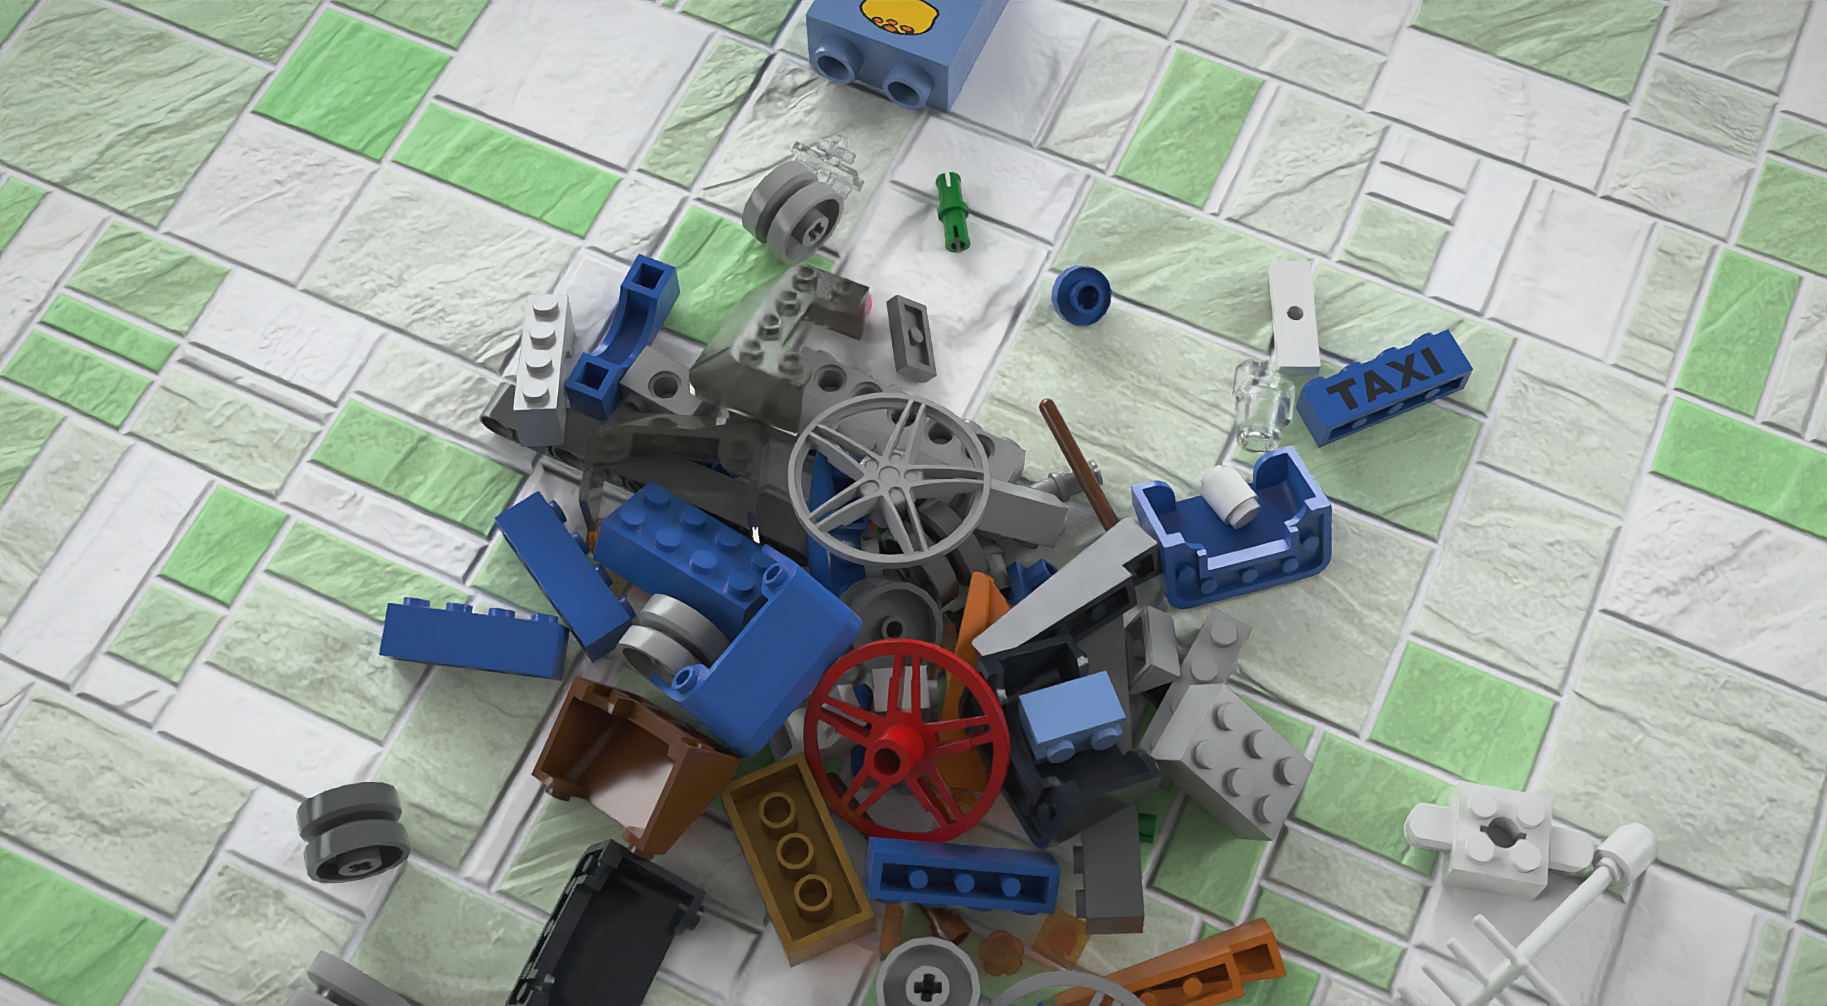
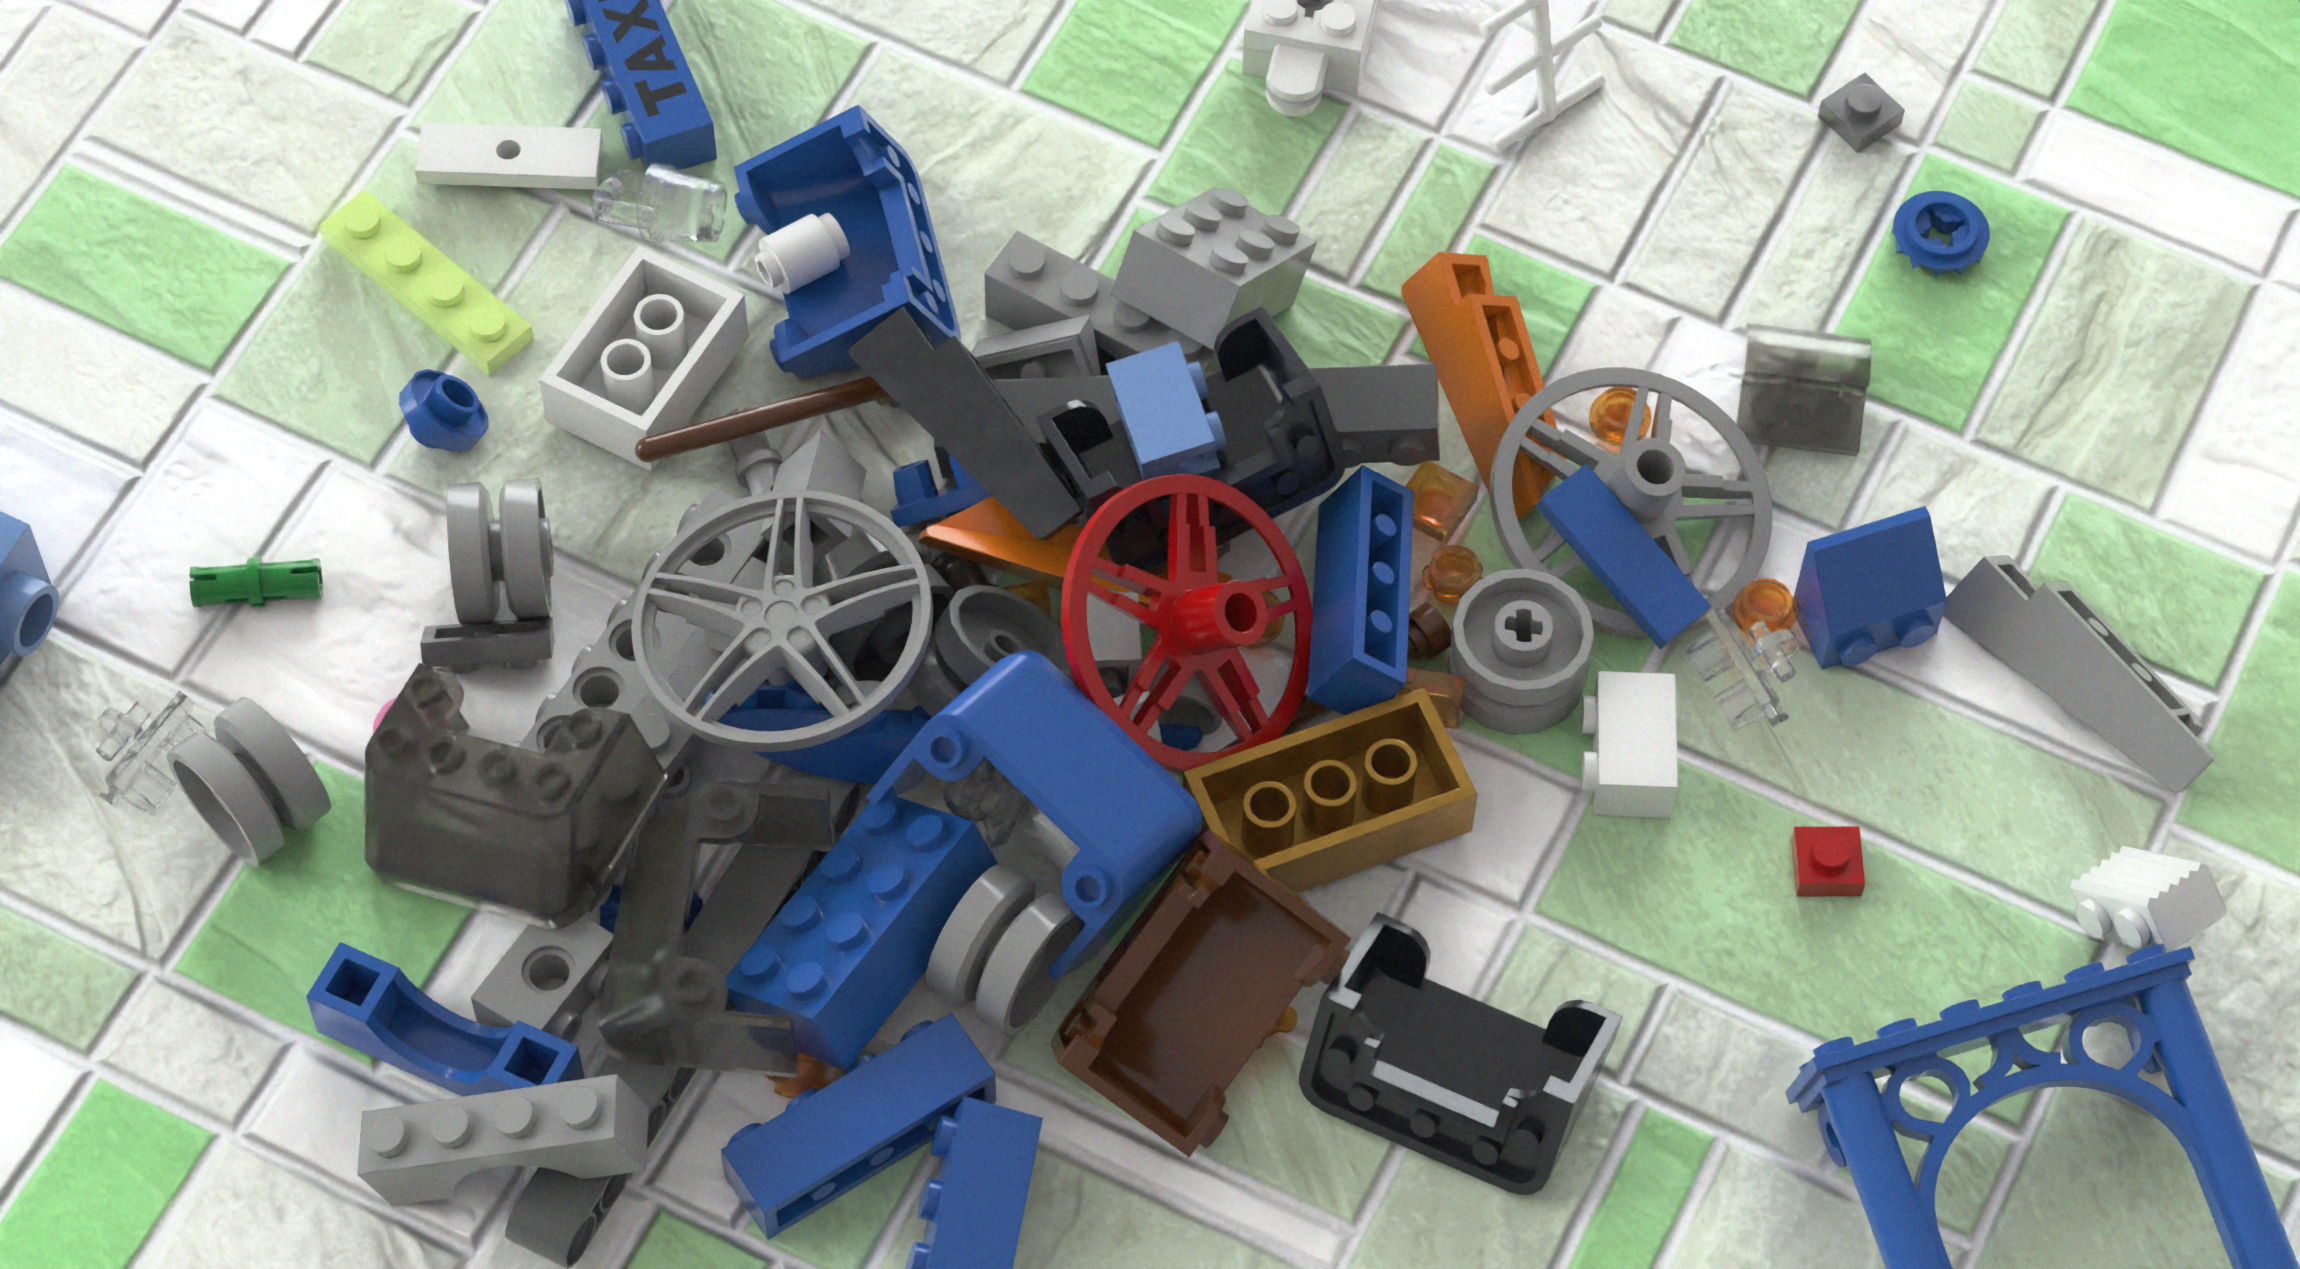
camera: 90 degrees left, 5 degrees down
(965, 329) = (505, 550): none -> light grey wheel
(1130, 404) = (644, 355): none -> white brick
(1190, 282) = (427, 282): none -> yellowish green plate

